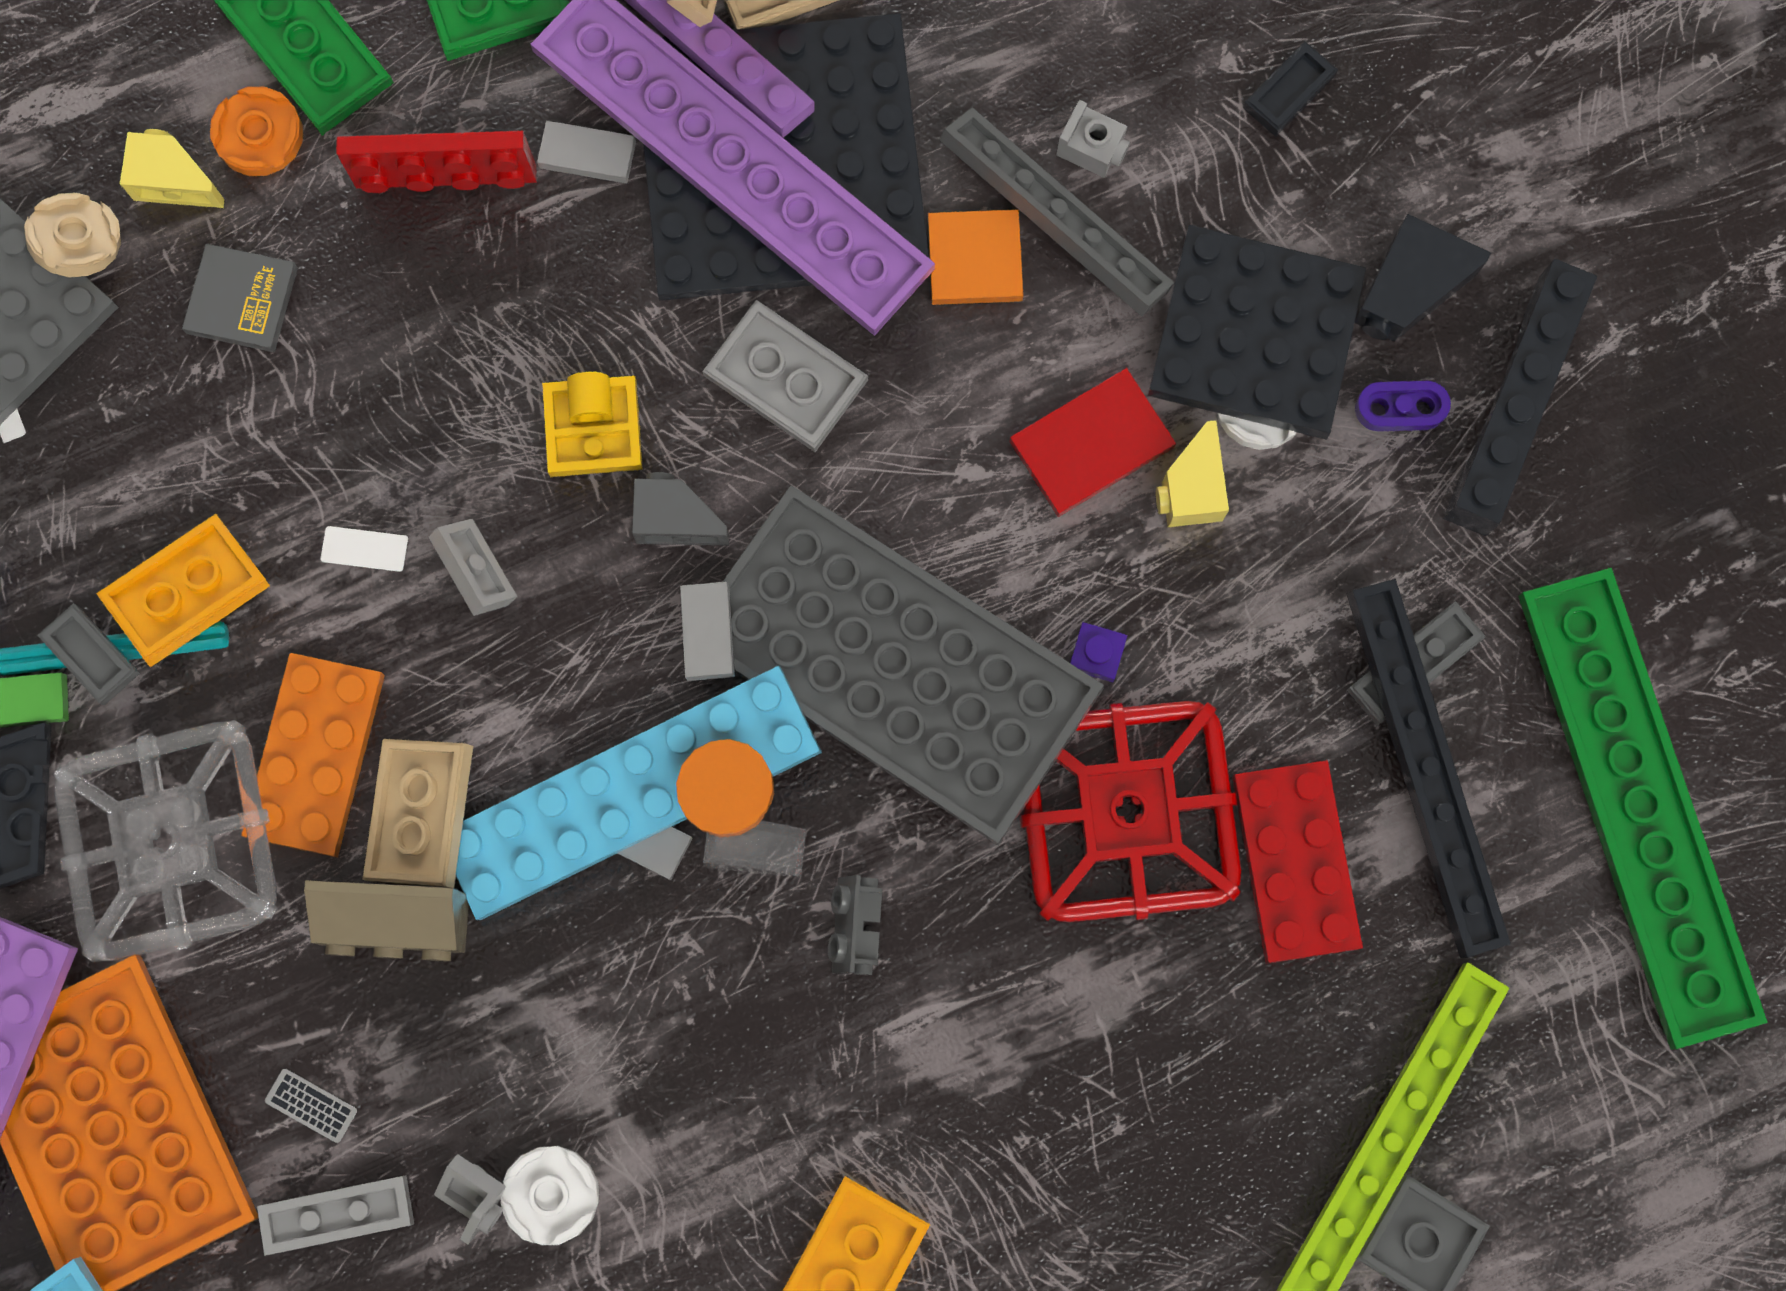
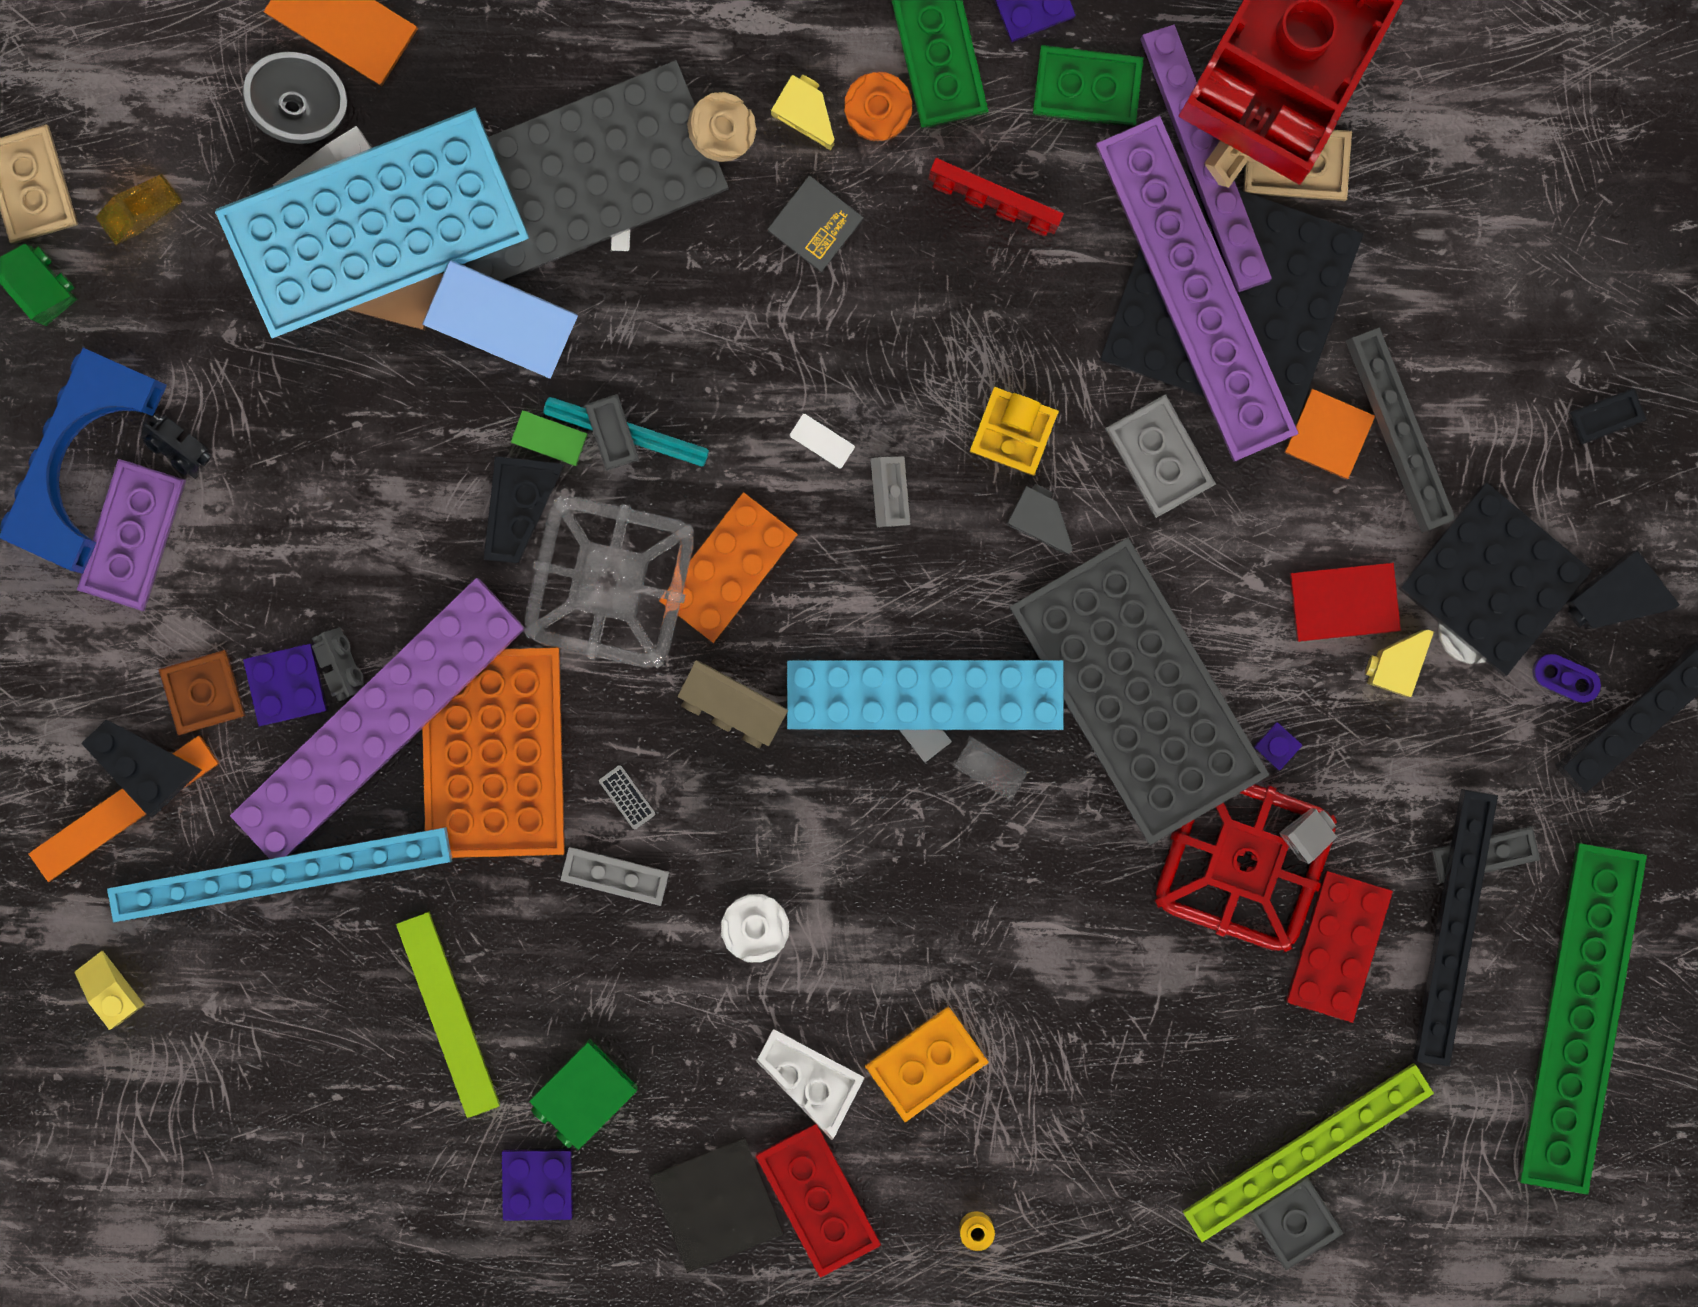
camera: 25 degrees right, 10 degrees up
(183, 590) = (691, 416): light orange tile -> none
(418, 813) = (781, 641): tan tile -> none
(472, 1194) = (708, 905): light grey bracket -> none
(586, 152) = (1098, 230): light grey tile -> none
(707, 631) = (1026, 612): light grey tile -> none
(725, 788) = (991, 726): orange tile -> none
(853, 903) = (1036, 836): dark grey hinge -> none
(1079, 148) = (1439, 387): light grey brick -> none
(1190, 735) = (1309, 835): none -> light grey slope

